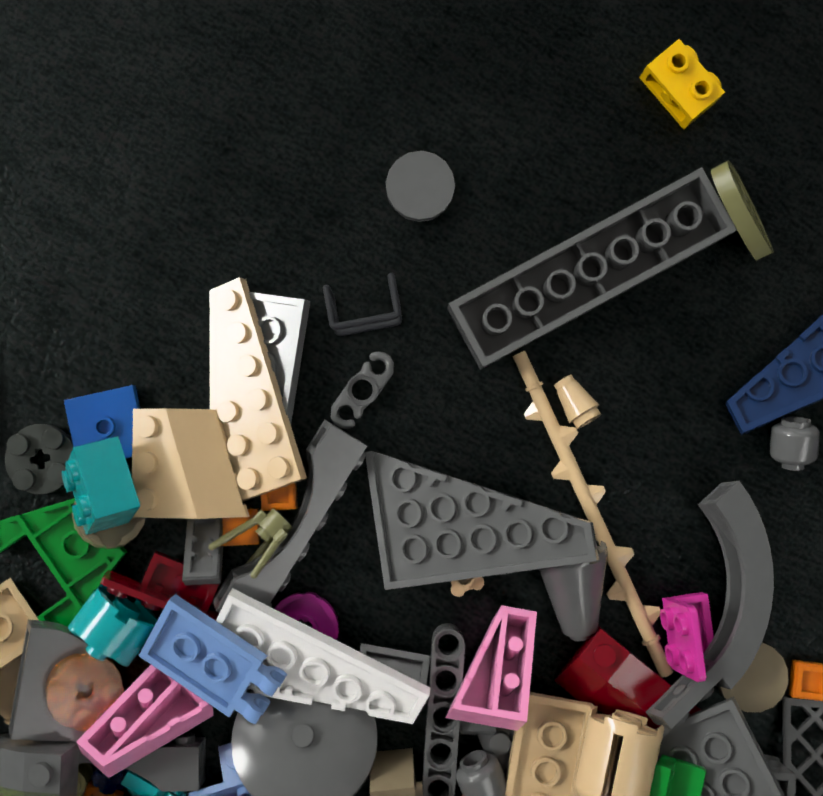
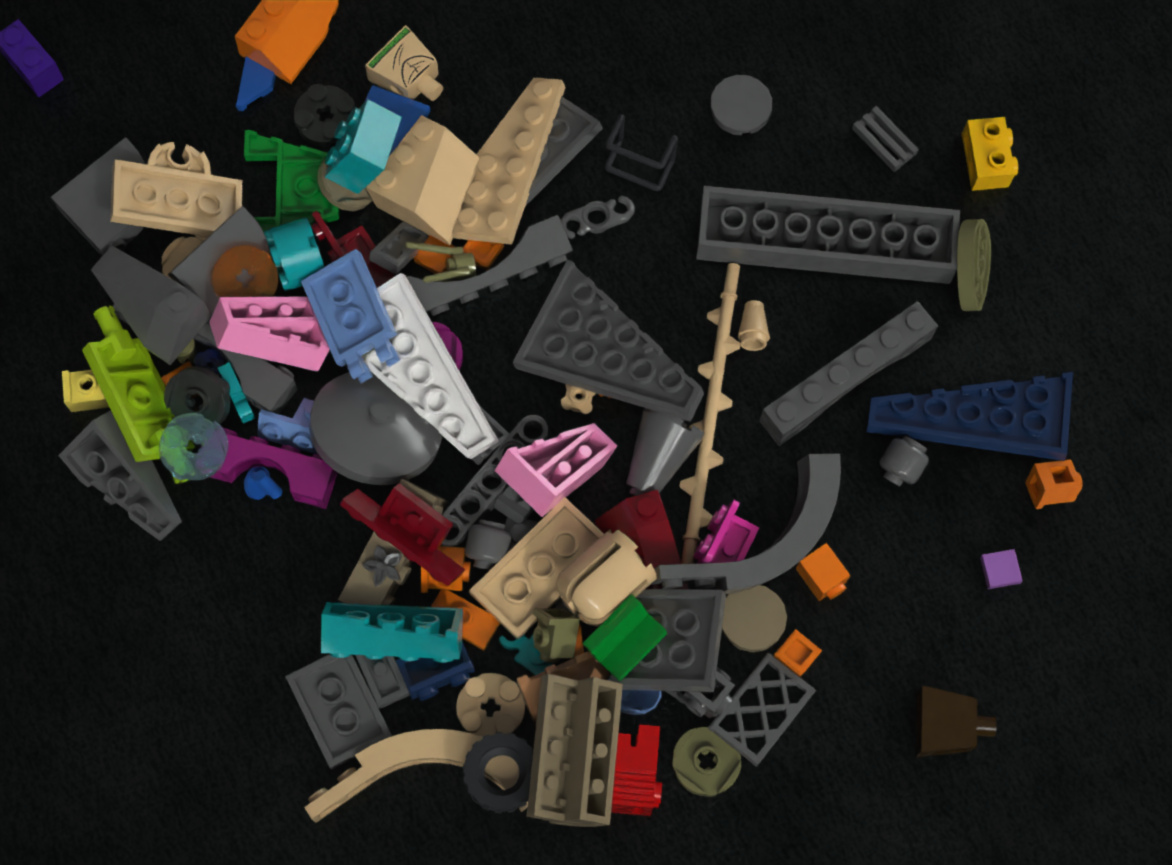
camera: 30 degrees right, 15 degrees down
(83, 363) = (405, 67): none -> tan torso
(576, 118) = (905, 153): none -> dark grey tile
(707, 360) = (822, 389): none -> dark grey arch
(795, 598) = (823, 573): none -> orange brick

